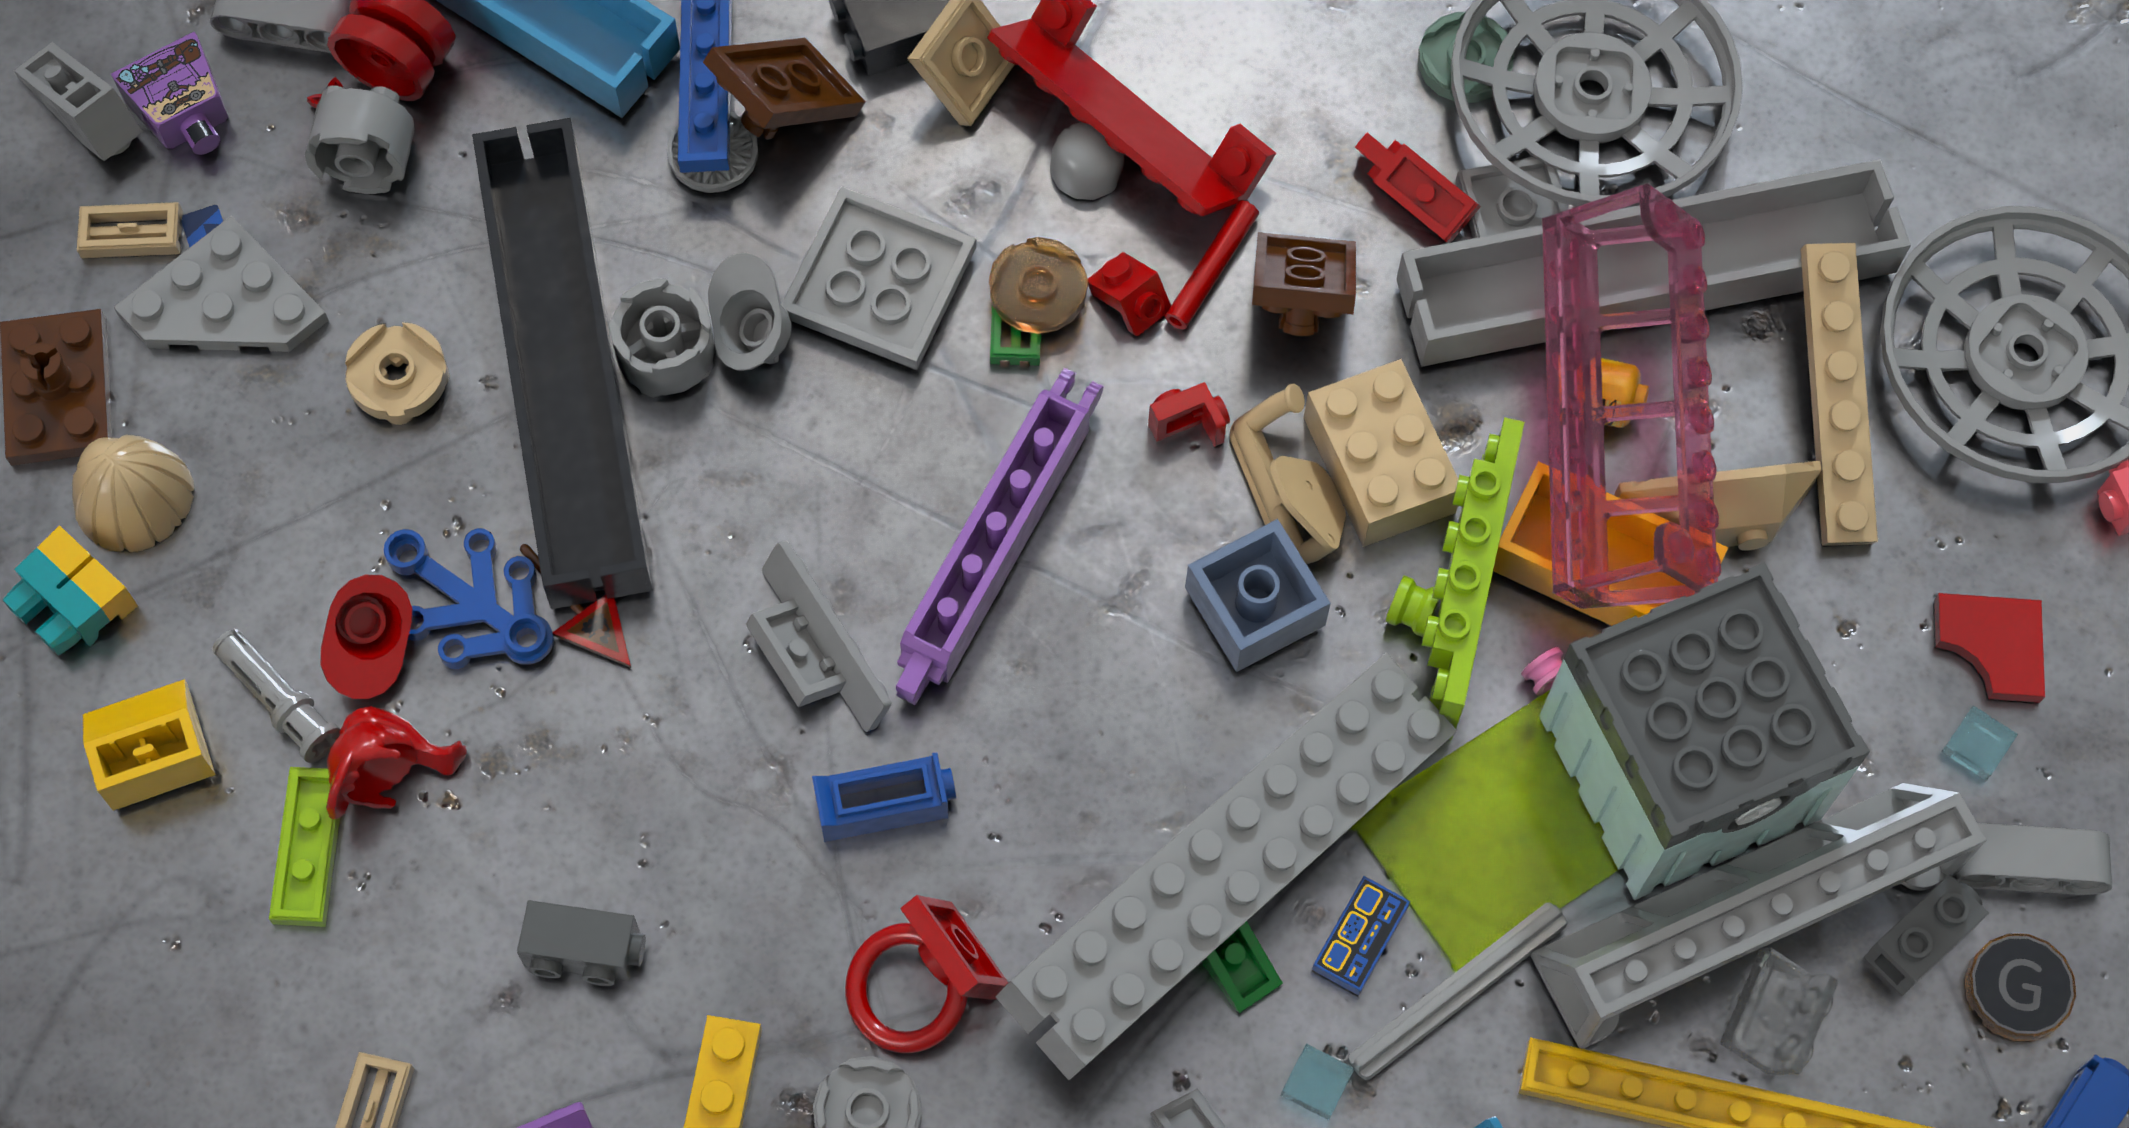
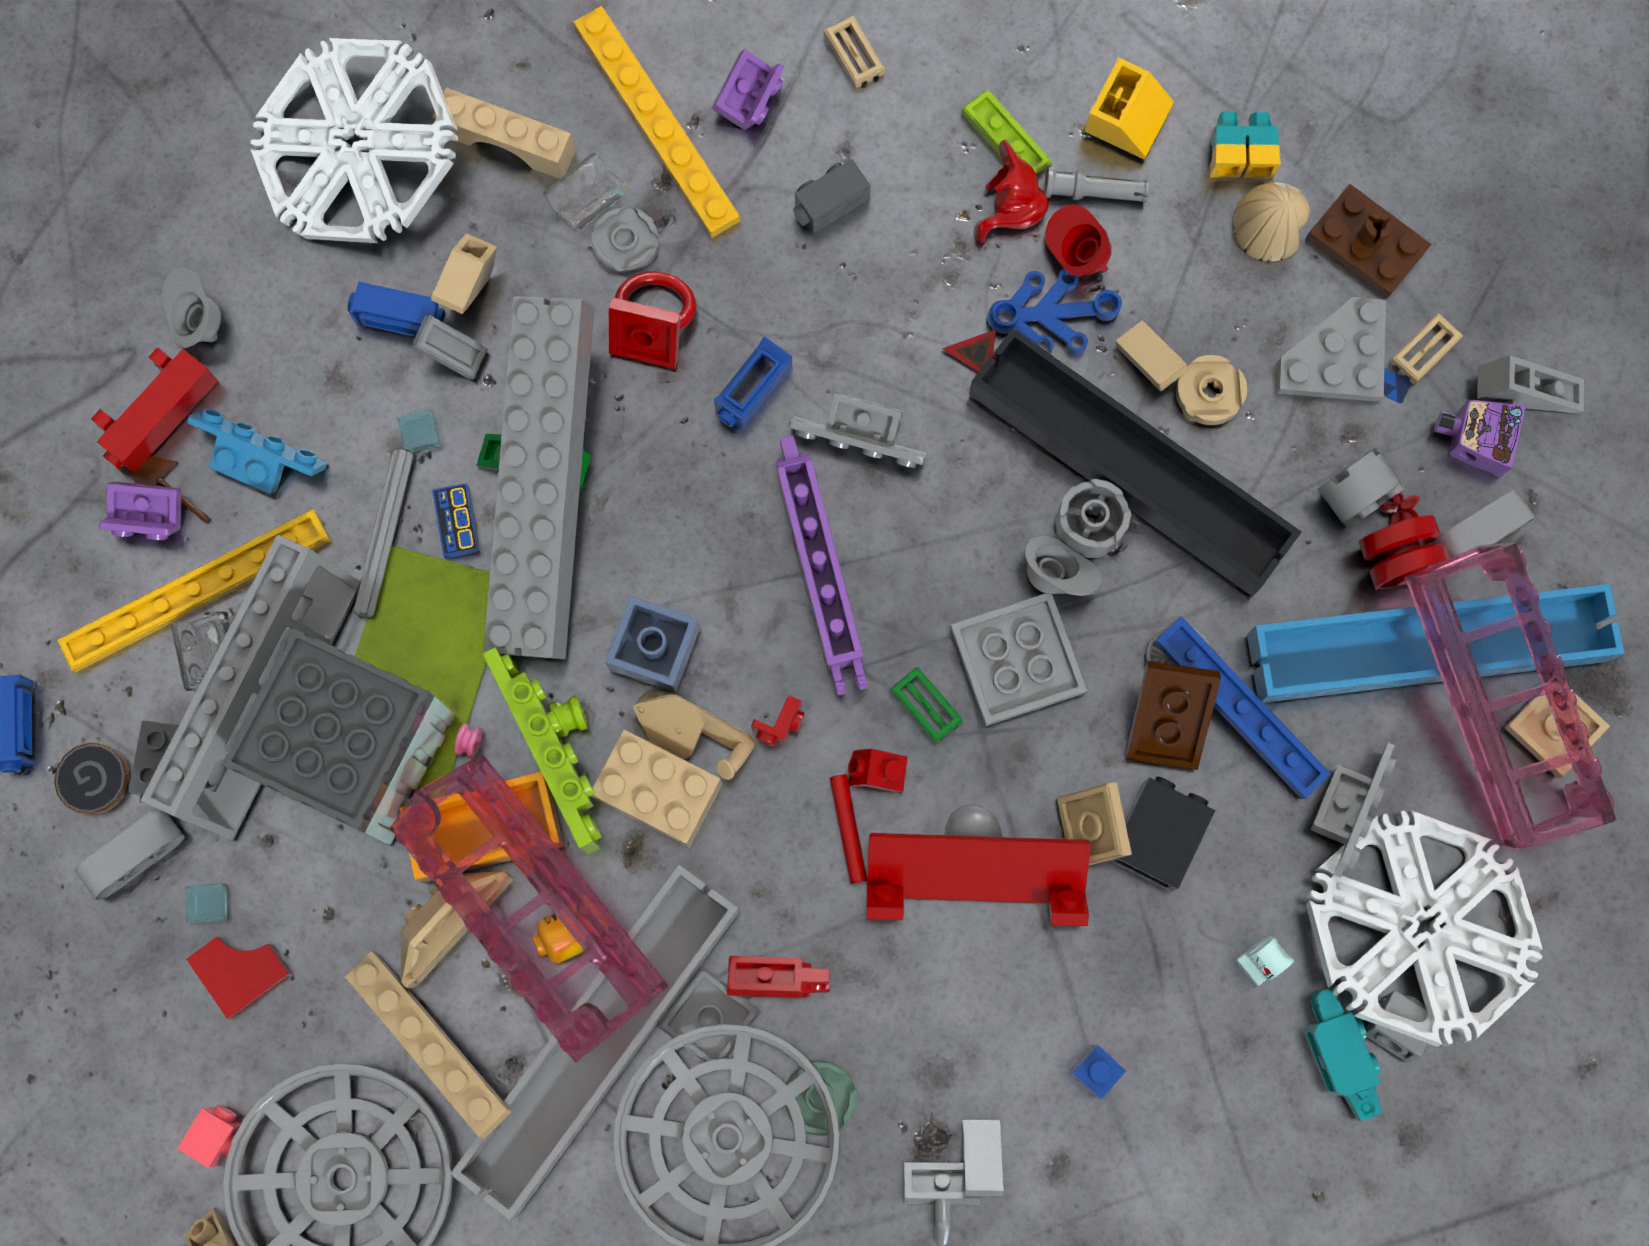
camera: 140 degrees right, 10 degrees up
(419, 455) = (1151, 355): none -> tan tile
(1038, 285) = (927, 726): clear orange tile -> none
(1304, 279) = (783, 851): reddish brown plate -> none

